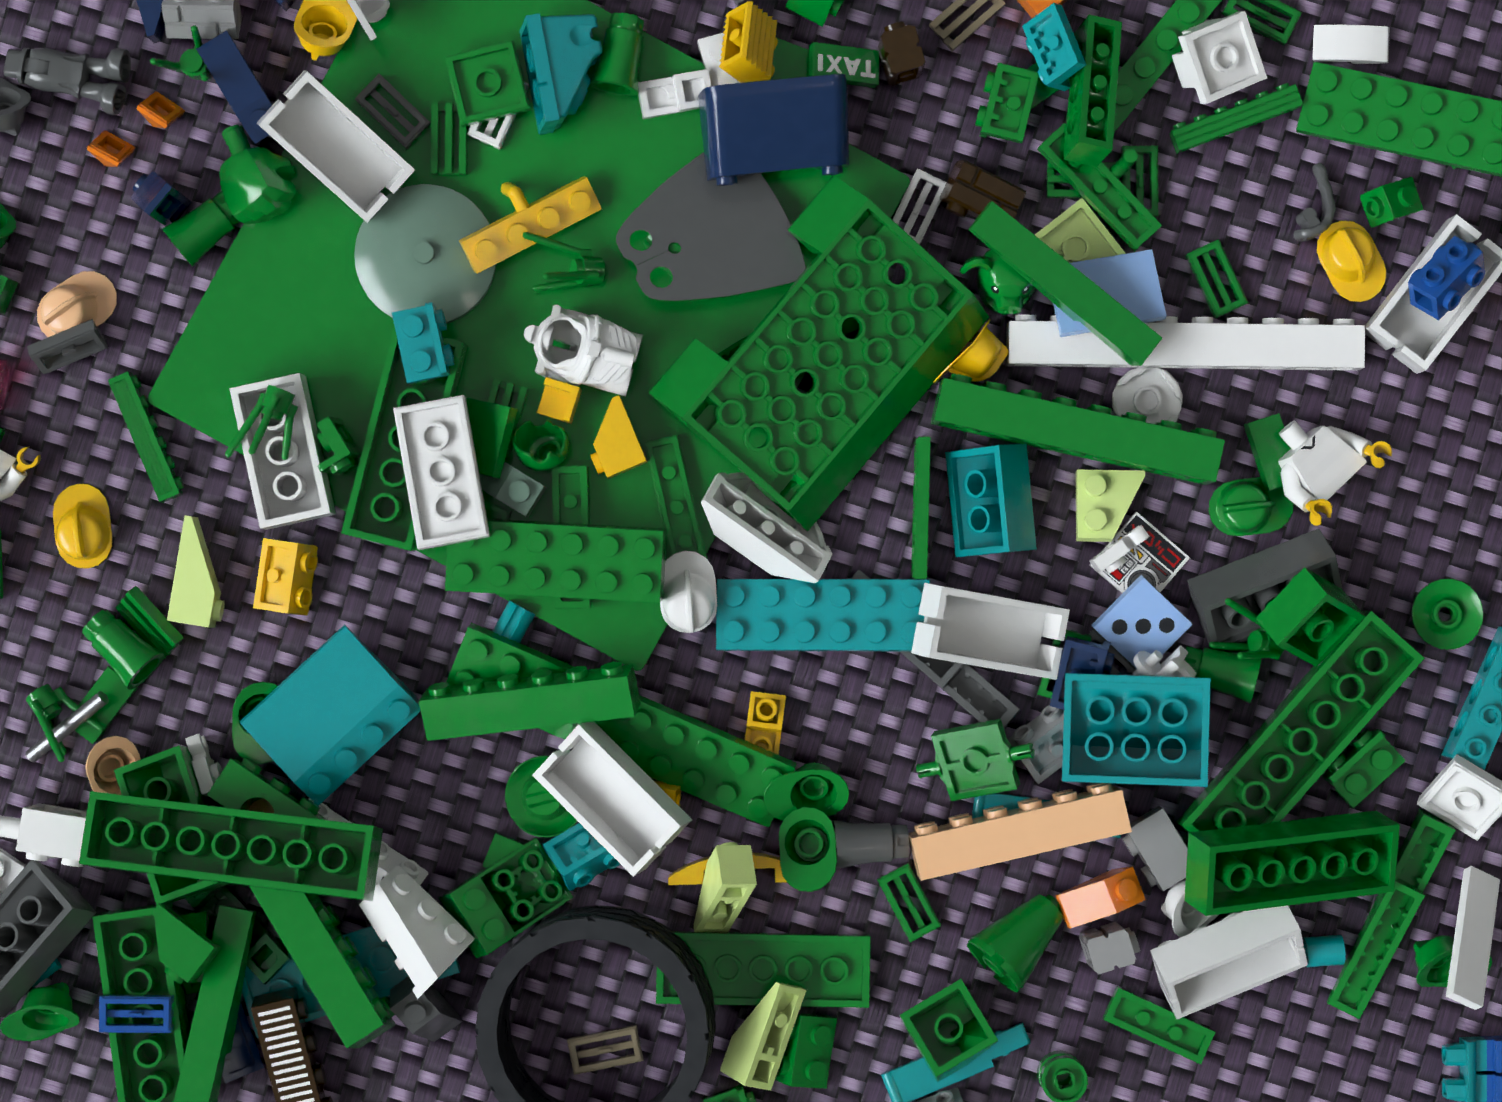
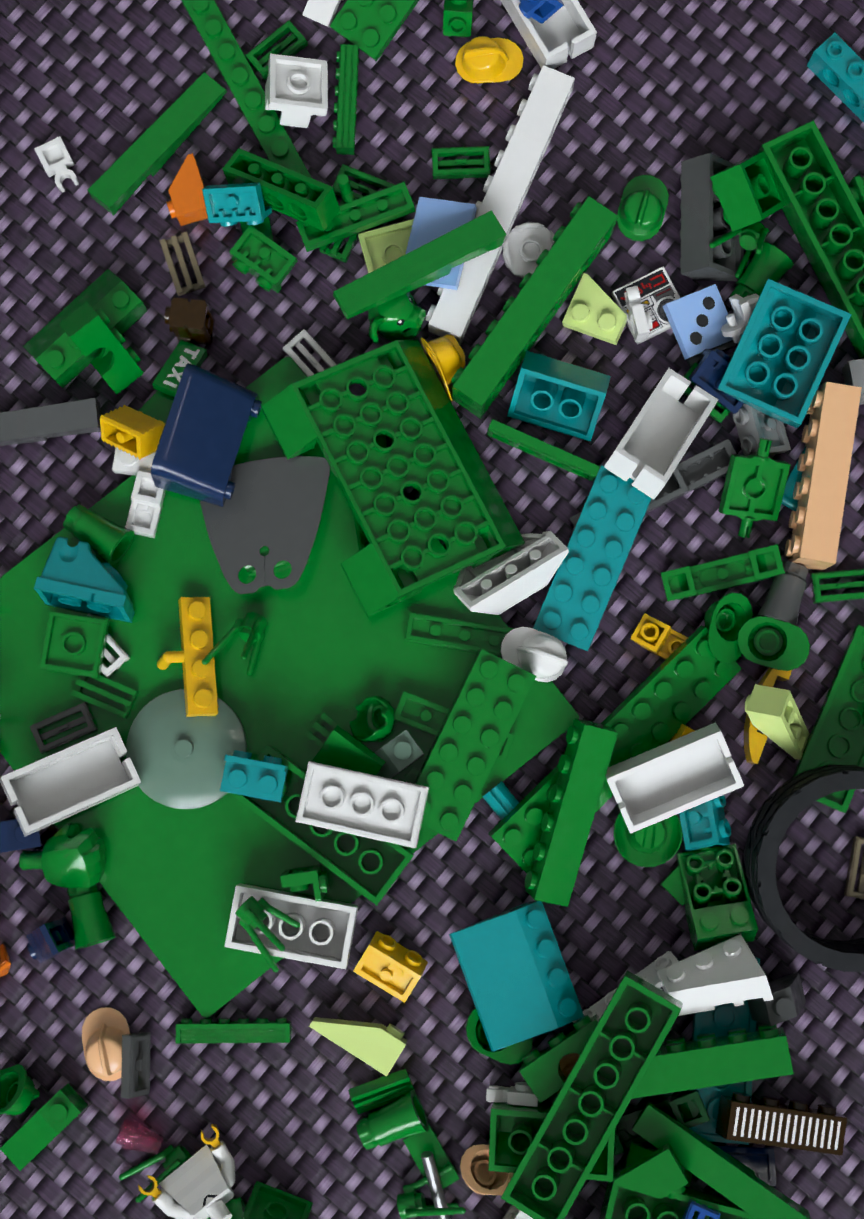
camera: 60 degrees left, 5 degrees down
(82, 526) = (282, 1113): yellow piece -> none
(559, 400) = (343, 691): yellow panel -> none
(598, 353) = (319, 644): white helmet -> none
(616, 442) = (395, 659): yellow slope -> none
(864, 763) = (723, 573): none -> green slope
(973, 188) = (318, 308): dark brown brick -> none
(1267, 448) = (608, 174): green tile -> none
(1307, 219) = (446, 76): dark grey piece -> none
(1322, 464) = (633, 137): torso -> none
(1464, 610) = (787, 84): green dish -> none

